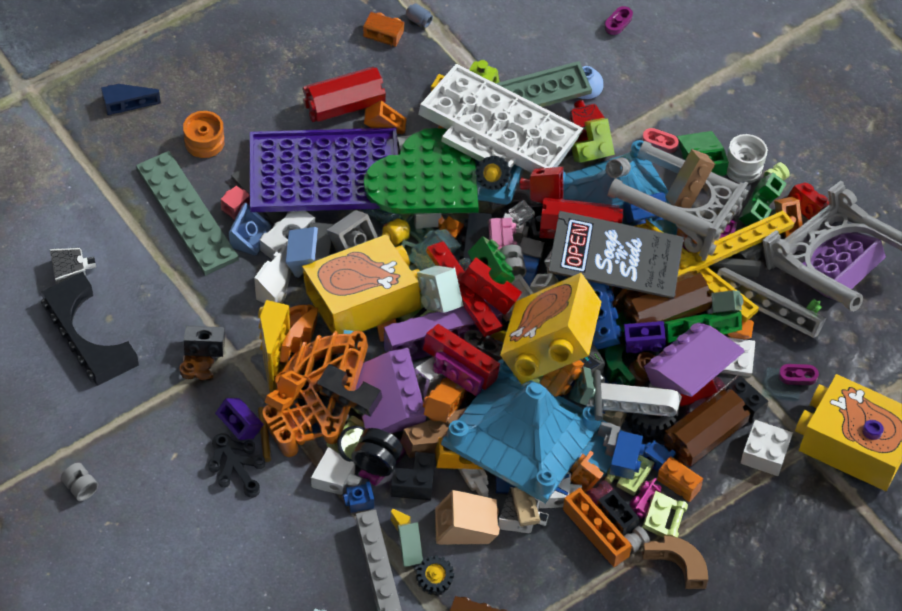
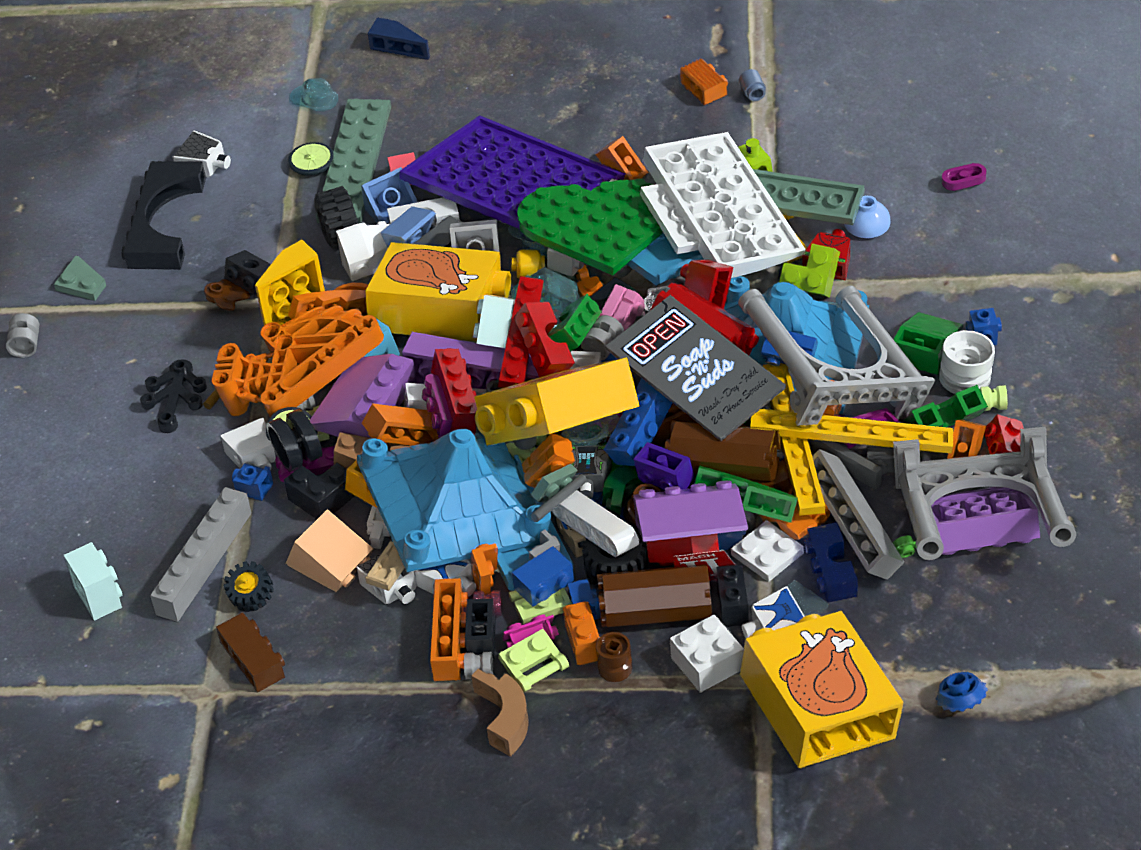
camera: 45 degrees right, 10 degrees down
(73, 414) = (80, 280): none -> sand green wing
(103, 174) = (315, 94): none -> clear light blue piece
(154, 227) = (310, 158): none -> yellowish green wheel
(203, 134) = (431, 97): orange wheel -> none
(233, 265) = (334, 213): none -> black tyre
(239, 418) = (206, 349): dark purple brick -> none
(287, 390) = (265, 338): orange slope -> none
(343, 94) = (598, 118): red brick -> none
(363, 400) = (317, 375): black arch -> none
(399, 518) = (266, 523): yellow slope -> none
(410, 544) = (251, 542): sand green slope -> none
(493, 172) = (660, 243): black wheel -> none
(614, 166) = (770, 281): light grey wheel -> none
(661, 140) = (894, 306): coral plate -> none
(690, 179) = (865, 340): medium nougat brick -> none
(715, 484) = (614, 657): none -> reddish brown wheel
(727, 301) = (787, 478): sand green brick -> none
(728, 126) = (984, 322): none -> blue brick
(767, 335) = (835, 579): none -> clear blue arch
(786, 400) = (774, 612): none -> torso
(798, 374) = (819, 601): magenta plate -> none
(873, 429) = (818, 681): dark purple tile -> none

